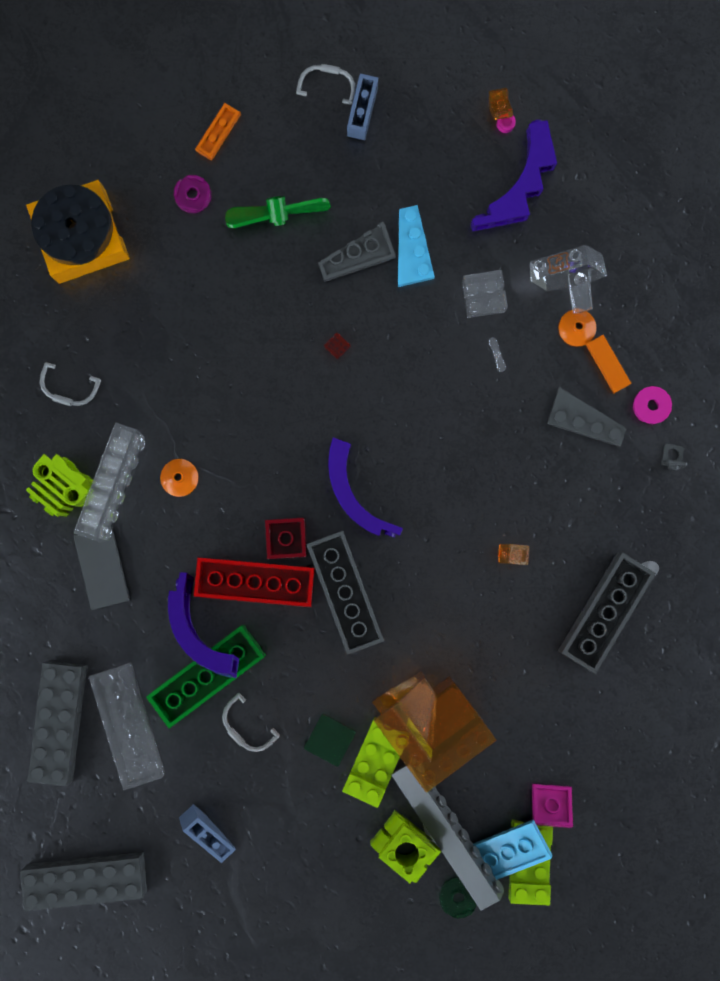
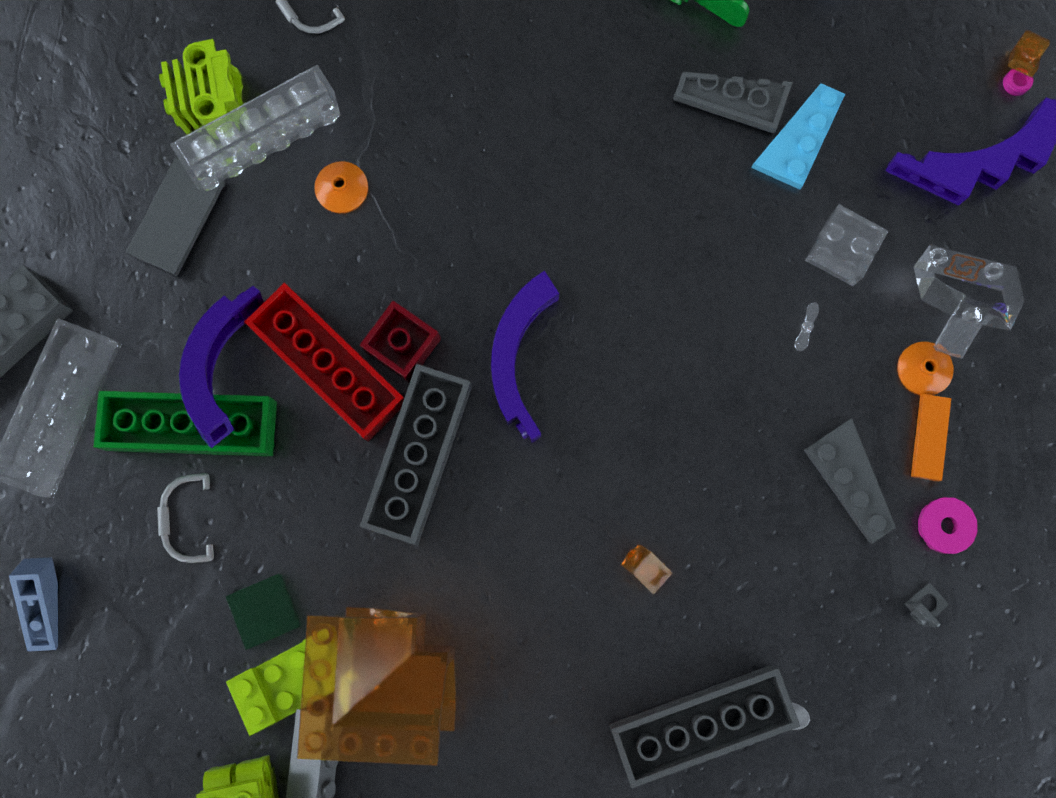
camera: 40 degrees right, 5 degrees down
(337, 346) = (631, 178): clear red tile -> none

